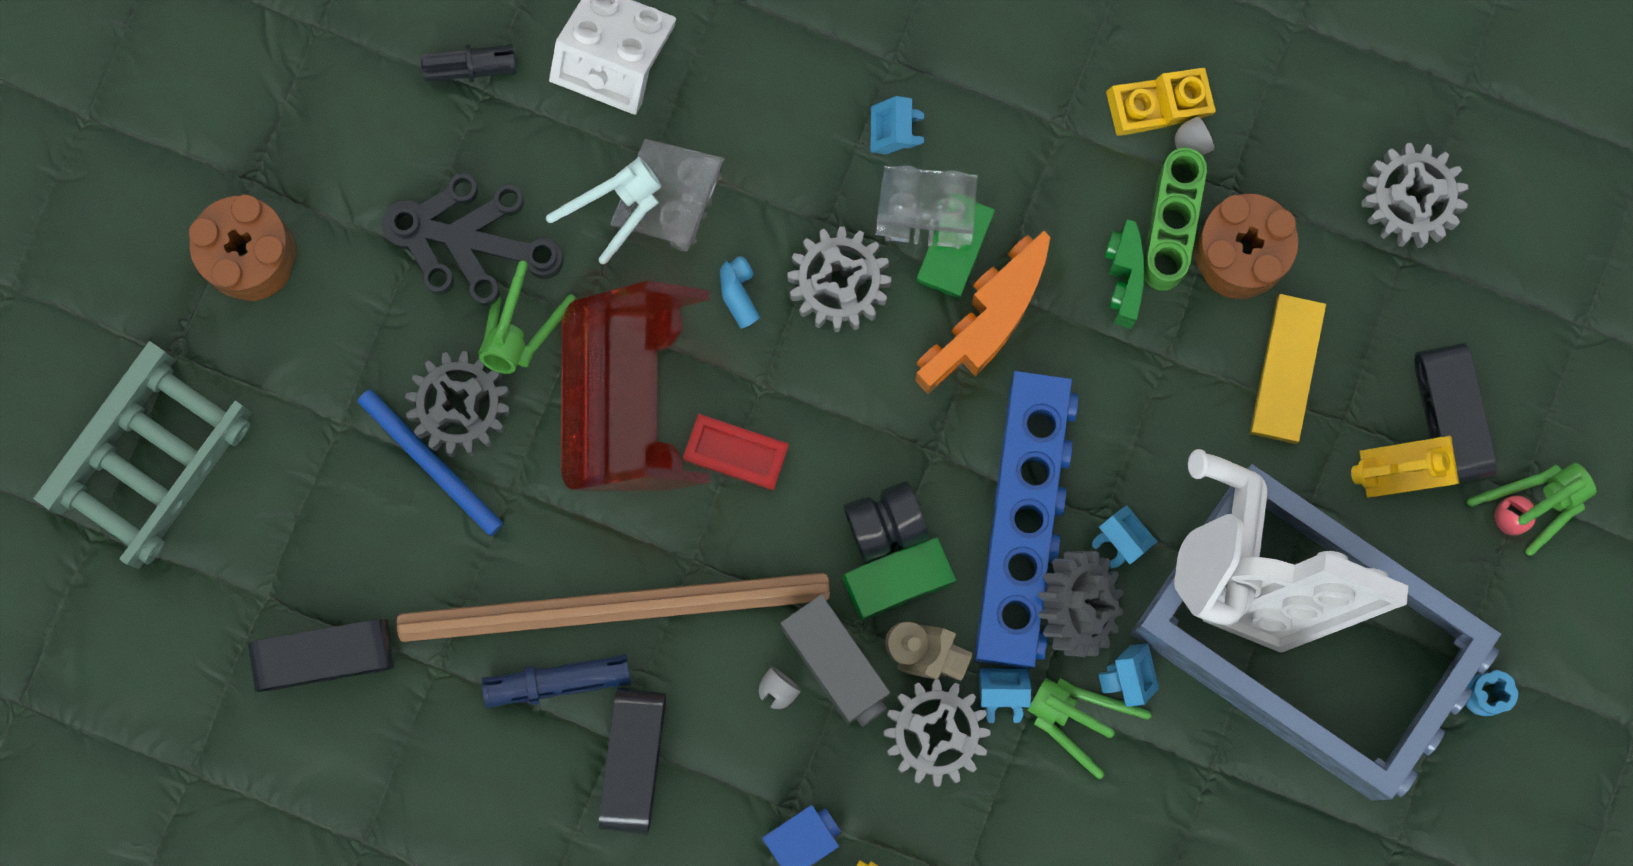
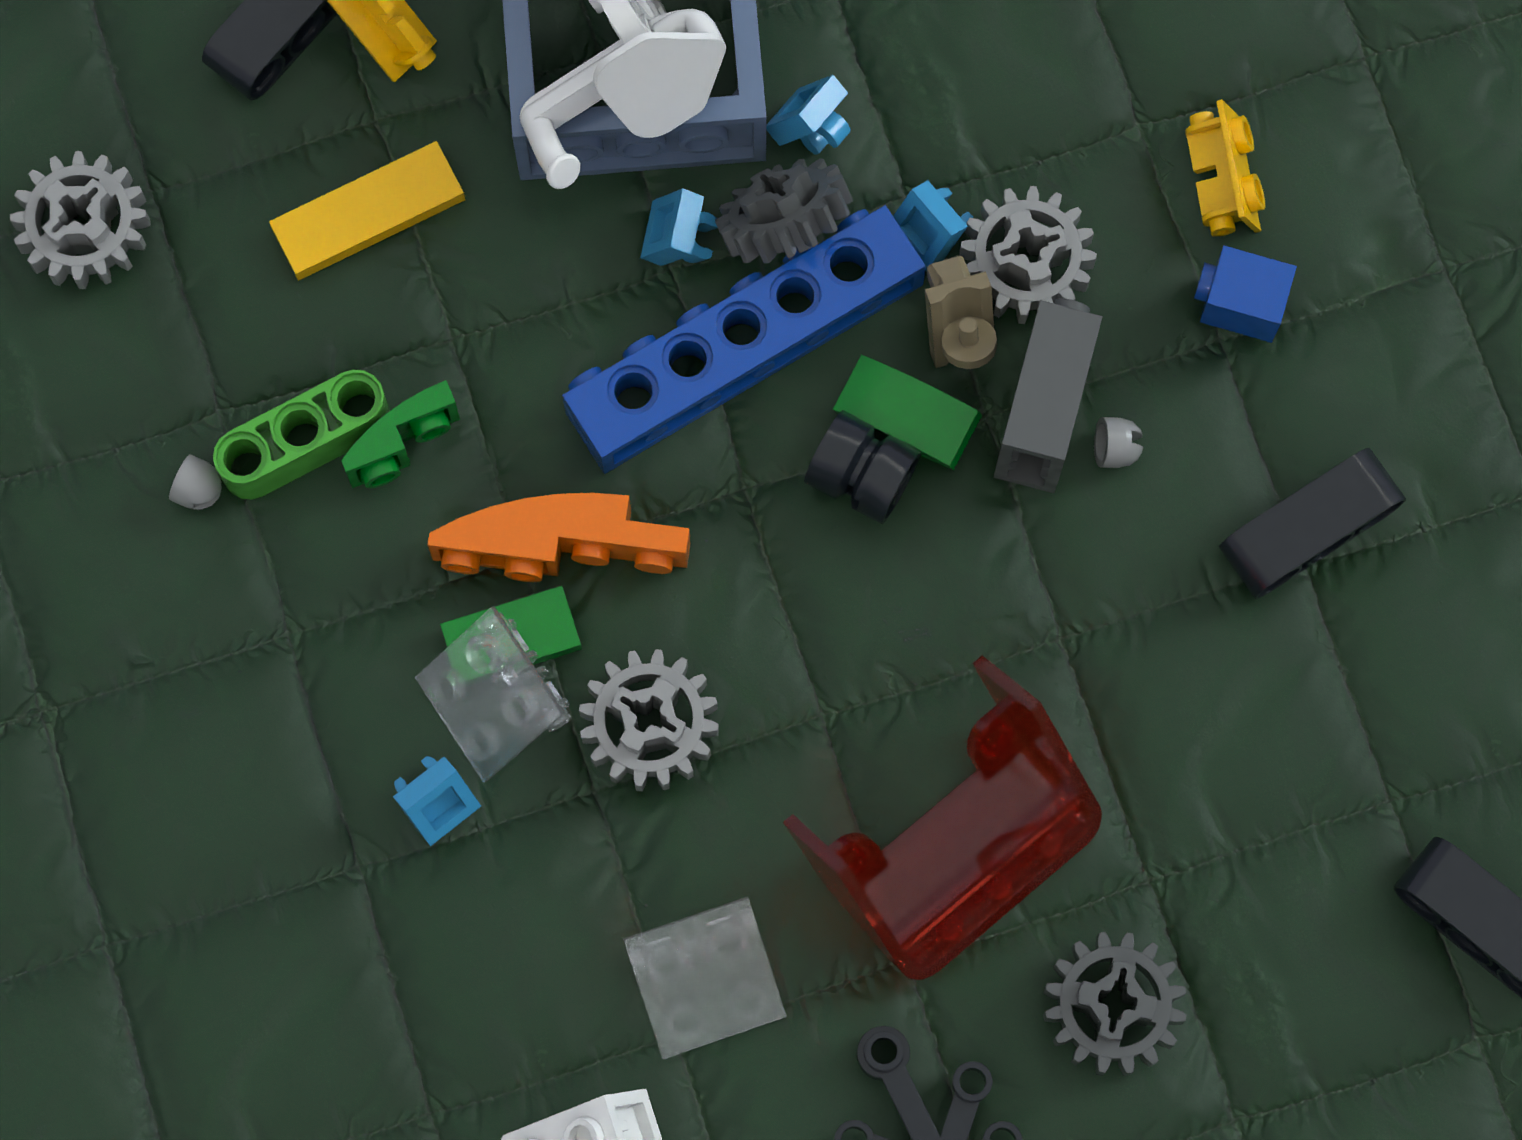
camera: 130 degrees left, 5 degrees down
(430, 462) = (1197, 984): blue bar -> none
(504, 342) = (1018, 998): bright green plant -> none
(561, 680) = (1303, 665): dark blue pin -> none
(612, 607) = (1182, 675): medium nougat axle -> none
(632, 184) = (728, 1011): light aqua plant -> none
(734, 294) = (754, 817): dark azure arm -> none
(736, 452) = (916, 683): red tile -> none
(1055, 705) = (899, 163): bright green plant -> none
(1160, 102) = (180, 551): yellow slope -> none
(1270, 235) = (267, 305): dark orange brick -> none

